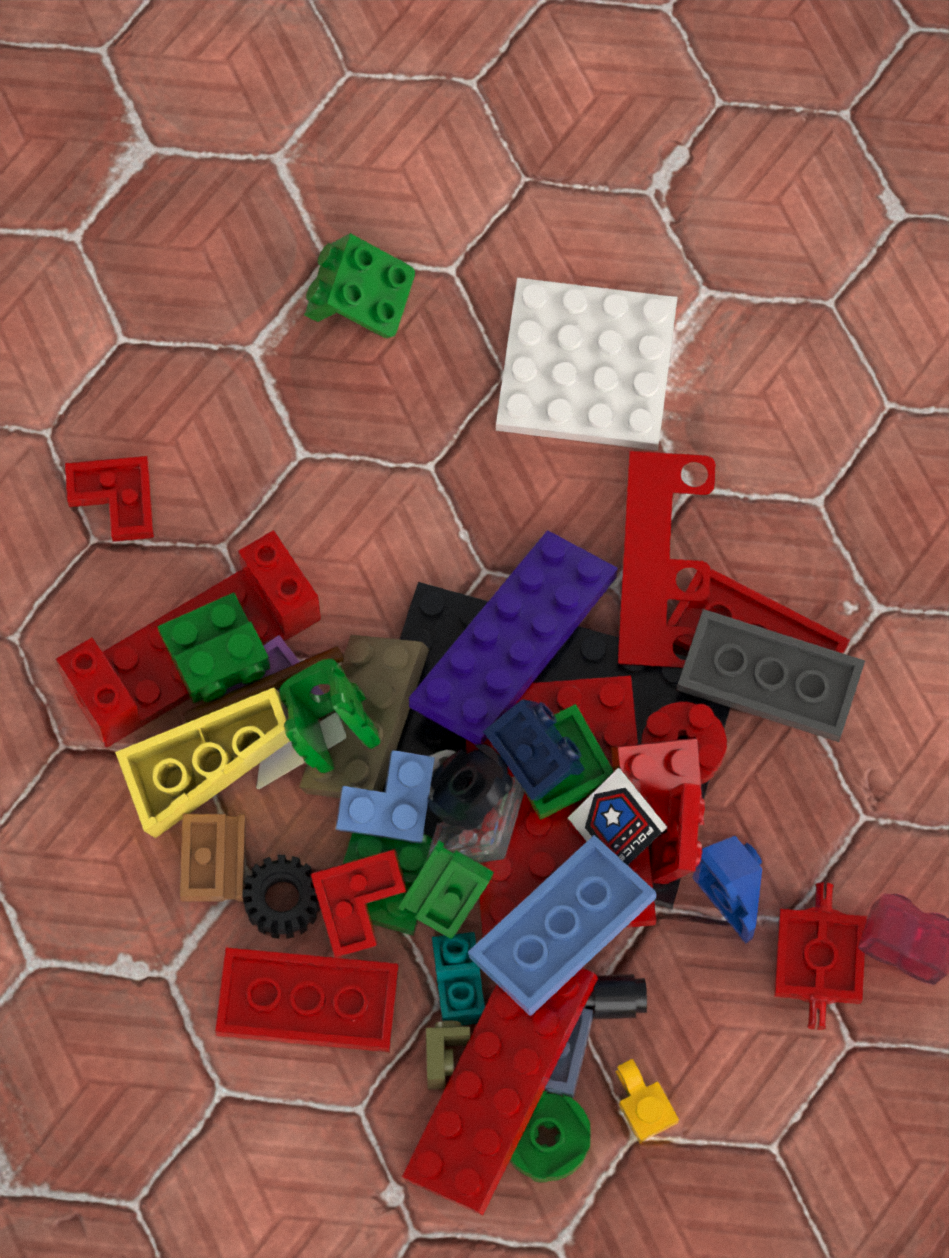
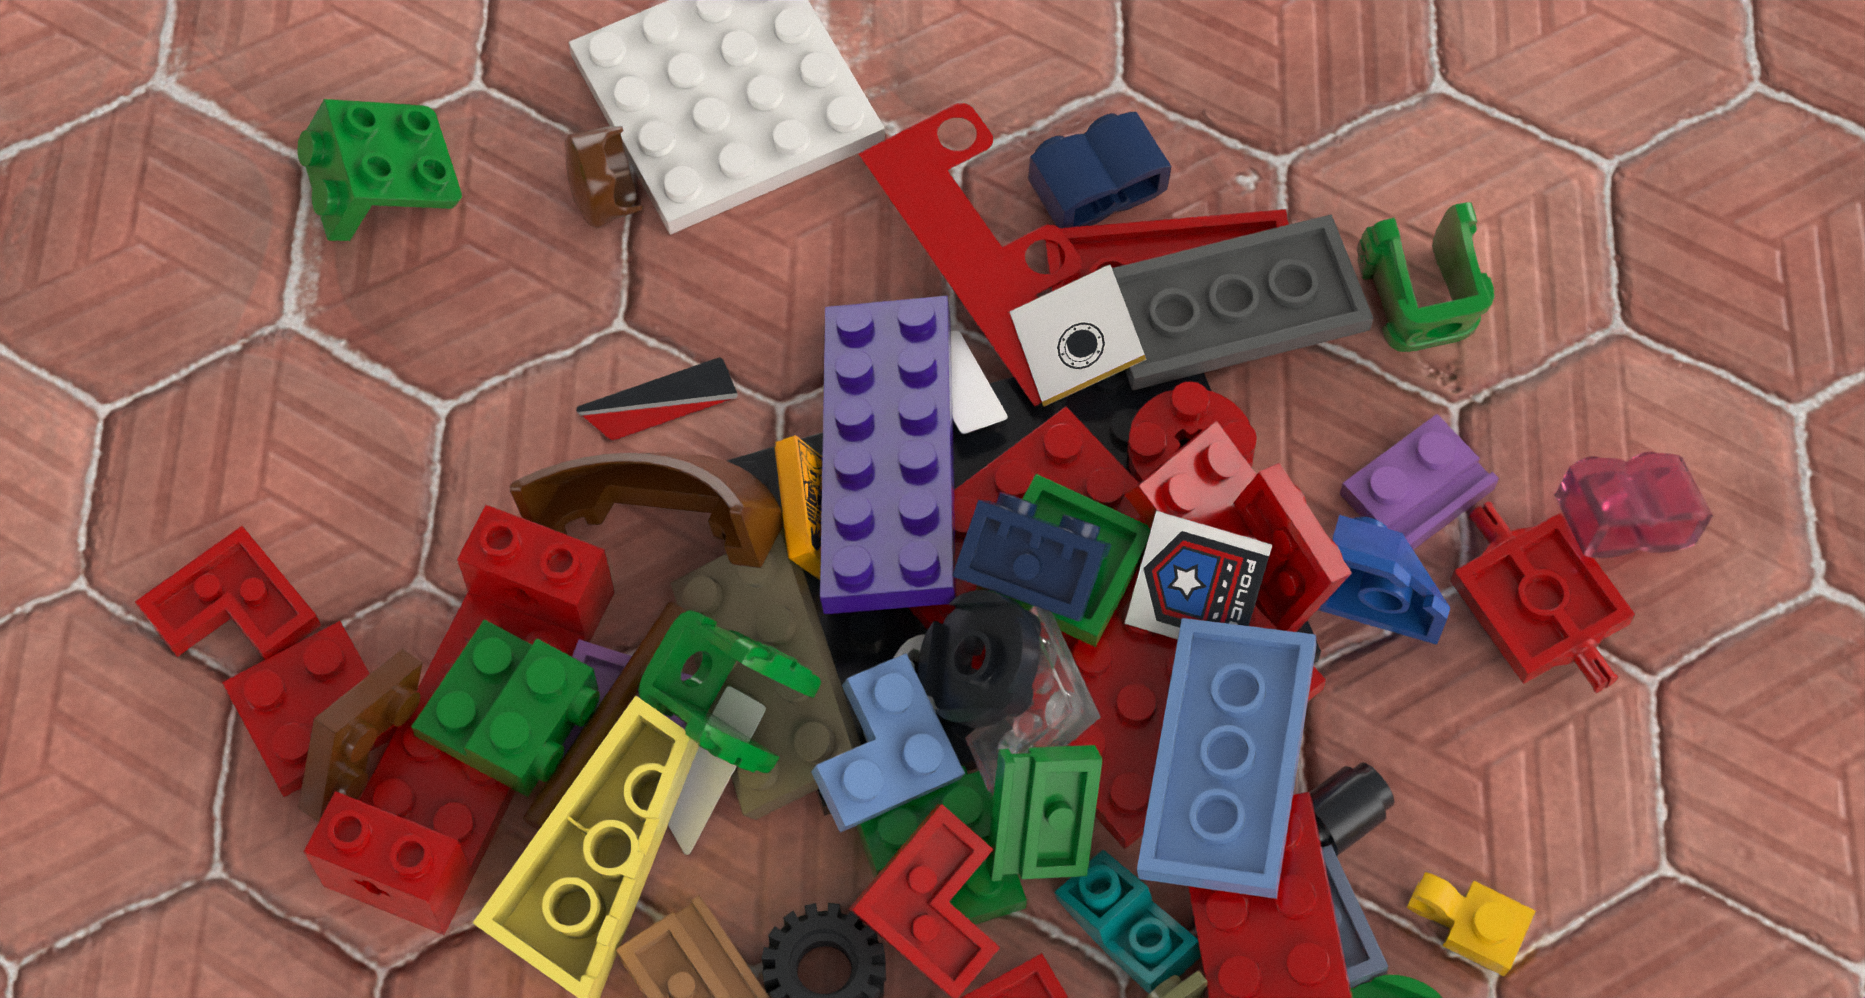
camera: 35 degrees left, 5 degrees down
(119, 581) = (290, 690): none -> red plate
(119, 608) = (350, 727): none -> reddish brown plate
(391, 578) = (589, 486): none -> reddish brown windscreen
(422, 525) = (660, 400): none -> sticker
(446, 630) = (801, 501): none -> light orange tile
(476, 373) = (600, 175): none -> reddish brown hair
(586, 638) = (972, 396): none -> white sticker
(667, 638) = (1077, 335): none -> white sticker
(760, 548) = (1098, 171): none -> dark blue brick
(804, 849) = (1420, 482): none -> medium lavender plate
(882, 763) = (1439, 324): none -> green piece

